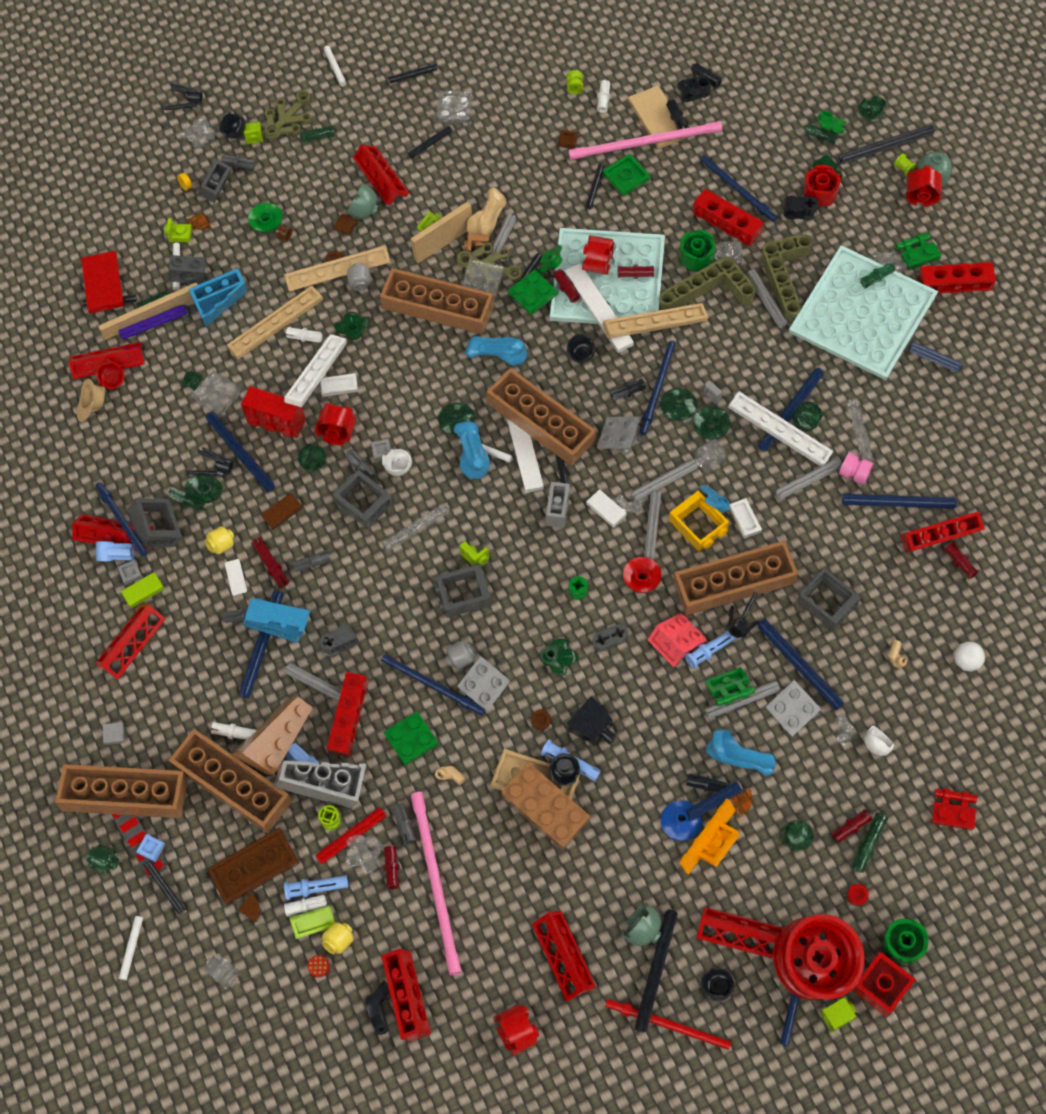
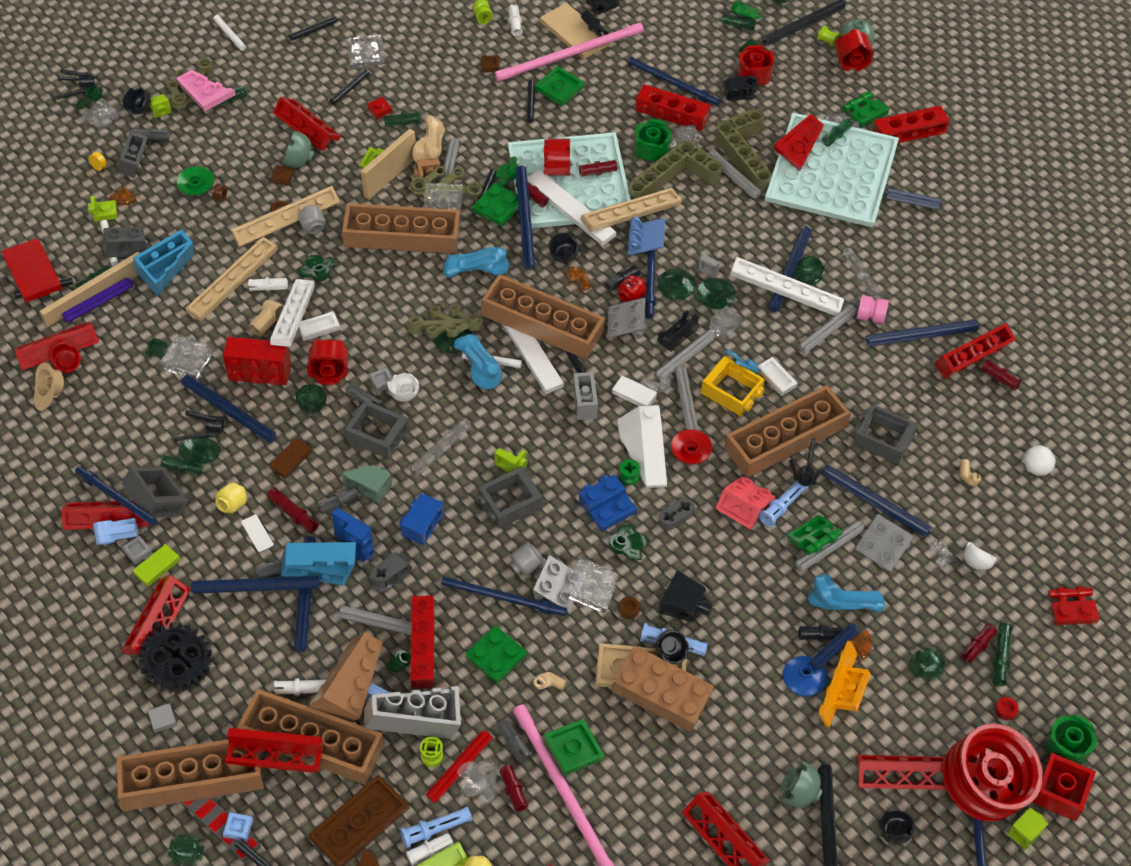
camera: 20 degrees left, 10 degrees down
(122, 693) = (162, 672): none -> black gear
(195, 112) = (92, 93): none -> dark green plate
(197, 785) = (274, 742): none -> red fence
(220, 628) = (255, 584): none -> dark blue axle
(294, 125) = (202, 91): none -> bright pink wing
(294, 368) = (270, 314): none -> tan piece
(313, 601) = (352, 530): none -> blue plate
(323, 727) = (401, 659): none -> dark green pin
(343, 549) = (369, 481): none -> sand green slope
(379, 595) = (421, 519): none -> blue brick
(451, 169) = (379, 107): none -> red plate
(453, 842) = (573, 747): none -> green plate
(470, 185) = (402, 119): none -> clear green axle
(474, 408) = (446, 323): none -> olive plant
(512, 691) = (591, 585): none -> clear plate
(549, 613) = (607, 502): none -> blue plate
(552, 311) = (525, 217): none -> dark blue axle
(590, 379) = (581, 276): none -> clear orange arm
(600, 559) = (643, 439): none -> white wedge
(633, 403) = (631, 288): none -> red head
(662, 350) = (645, 235): none -> medium blue hinge
(665, 455) = (678, 332): none -> black hinge
(838, 278) = (799, 141): none -> red wing

